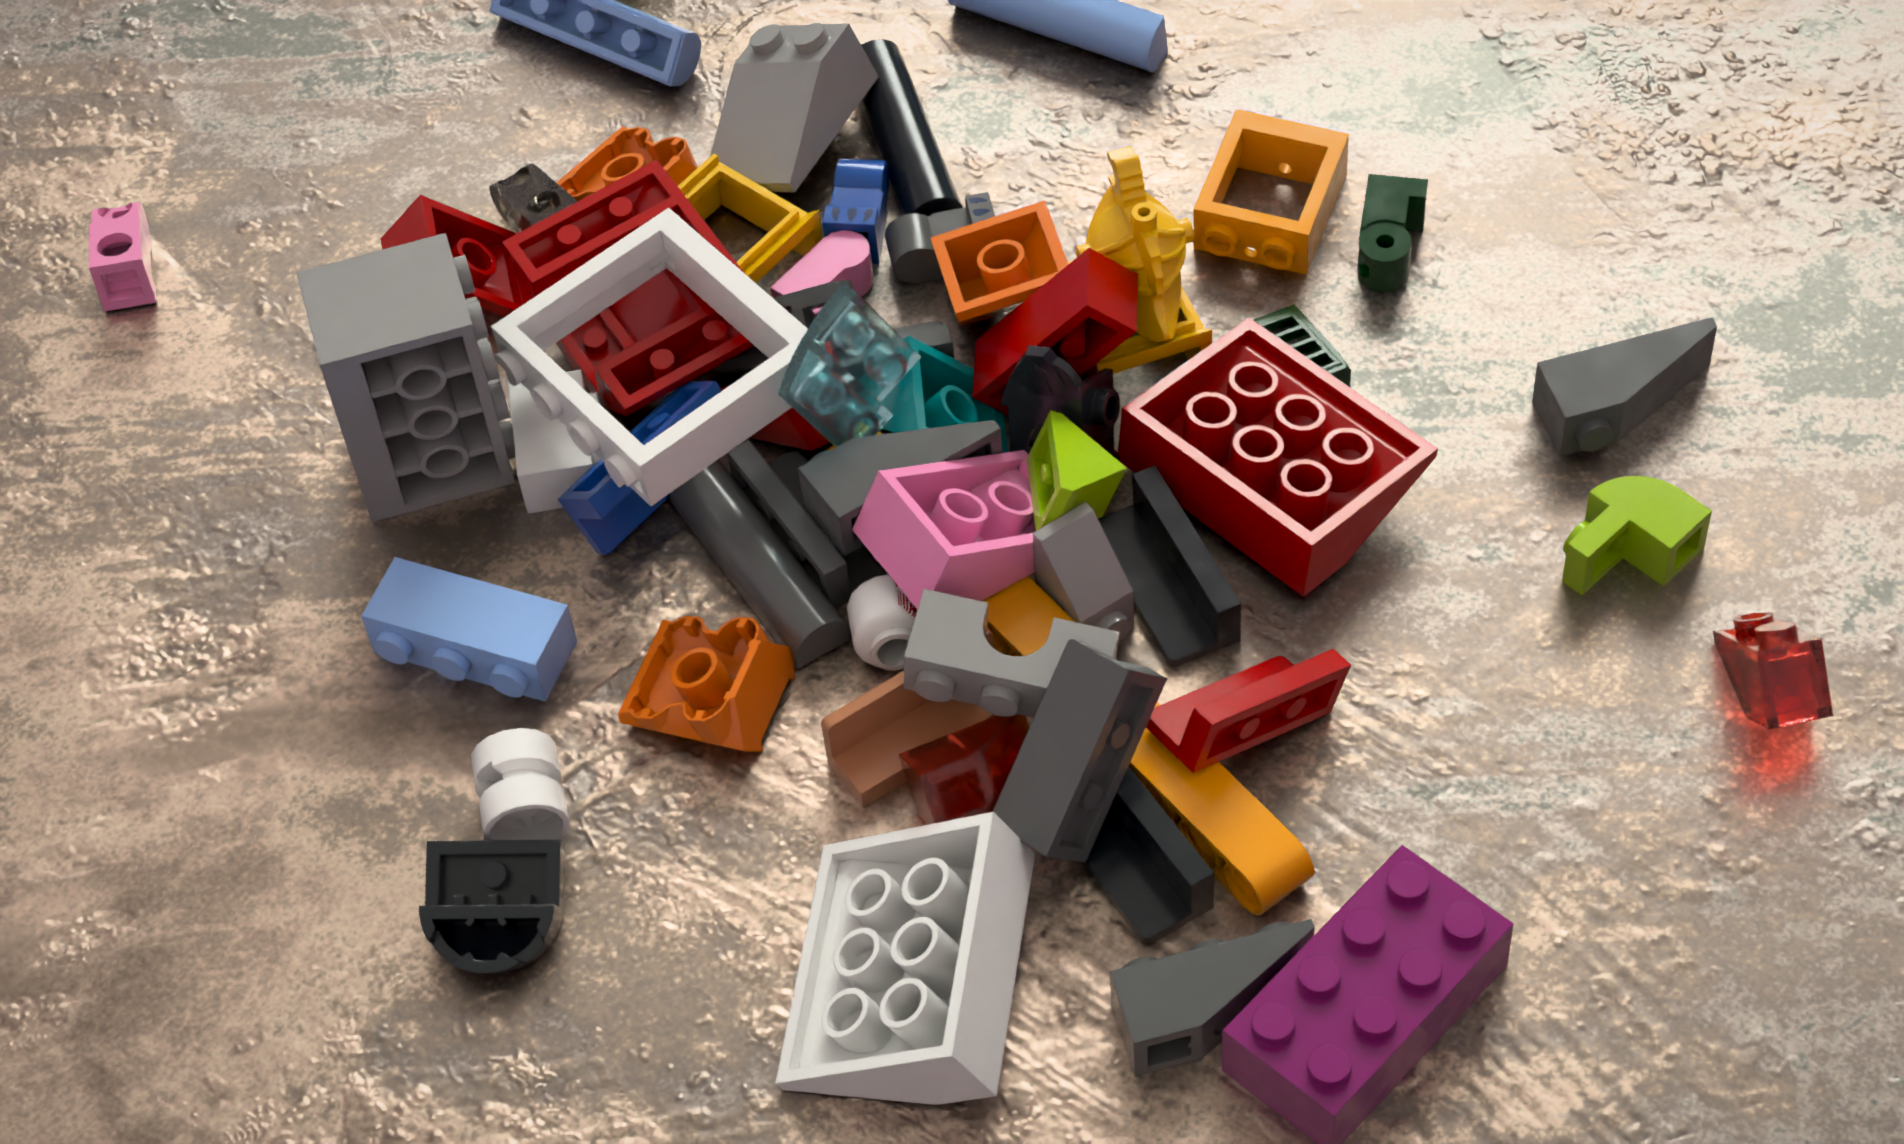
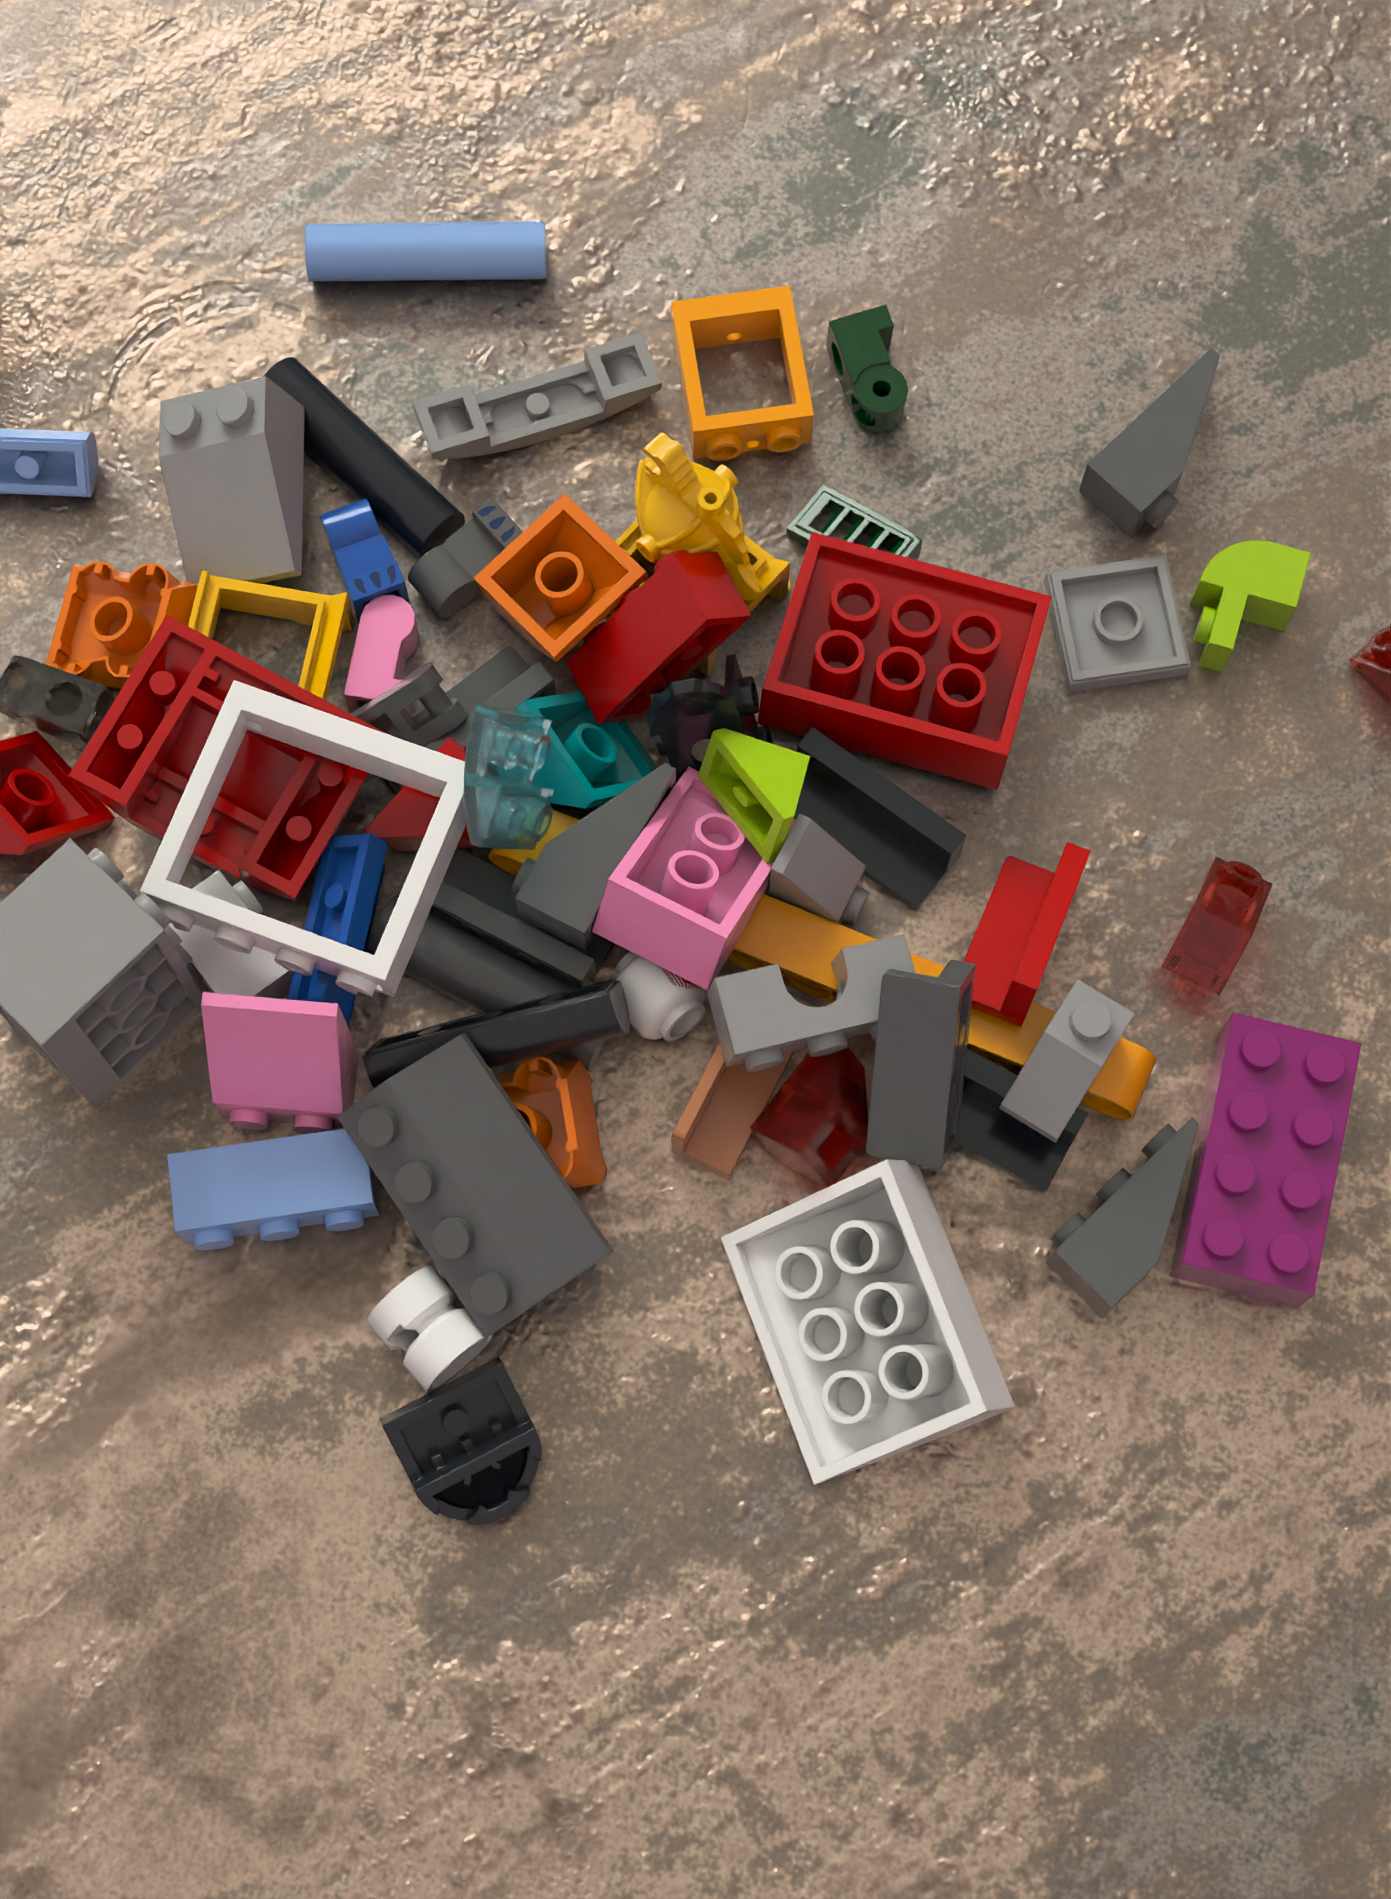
camera: 35 degrees left, 20 degrees up
(530, 515) = (279, 1061): none -> bright pink slope
(626, 688) = (474, 1184): none -> dark grey slope
(725, 587) = (513, 1031): none -> black brick
(1073, 157) = (540, 406): none -> light grey slope
(1215, 806) = (1066, 1060): none -> light grey slope
(1442, 783) = (1218, 924): none -> clear red slope
(1501, 514) = (1117, 623): none -> light grey tile

